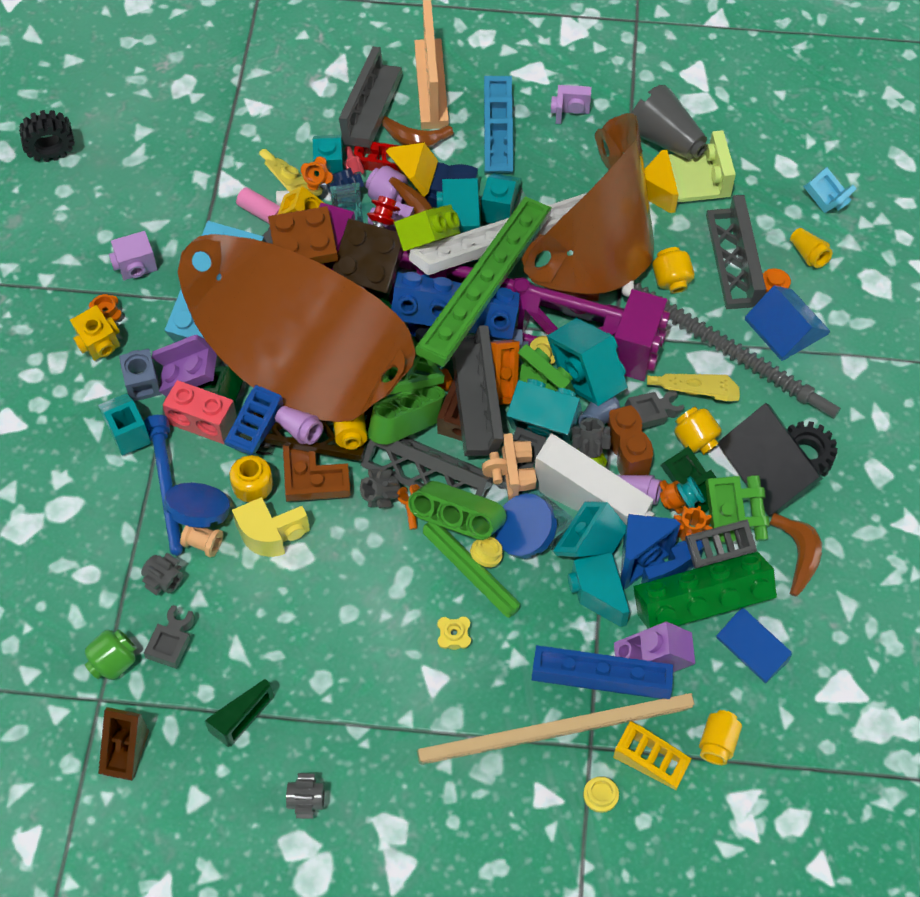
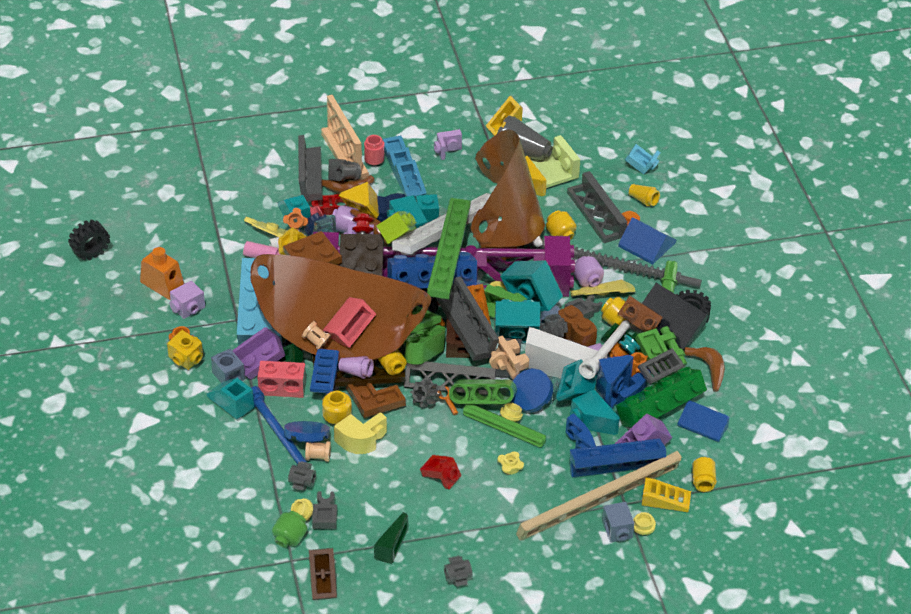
camera: 20 degrees left, 15 degrees down
(108, 201) = (160, 272): none -> orange torso
(140, 627) = (303, 507): none -> light yellow plate
(259, 364) = (323, 337): none -> light nougat bush
(310, 356) = (349, 321): none -> coral brick
(353, 618) = (442, 468): none -> red bracket
(412, 111) = (342, 169): none -> dark grey piece
(466, 90) = (374, 150): none -> coral brick
(563, 783) = (618, 522): none -> sand blue brick
(565, 613) = (579, 432): none -> blue slope
(614, 520) = (590, 367): none -> white piece
(670, 73) = (509, 108): none -> yellow slope
(682, 353) = (588, 271): none -> lavender head
(724, 448) = (639, 314): none -> dark orange hips
(791, 398) = (669, 280): none -> bright green axle

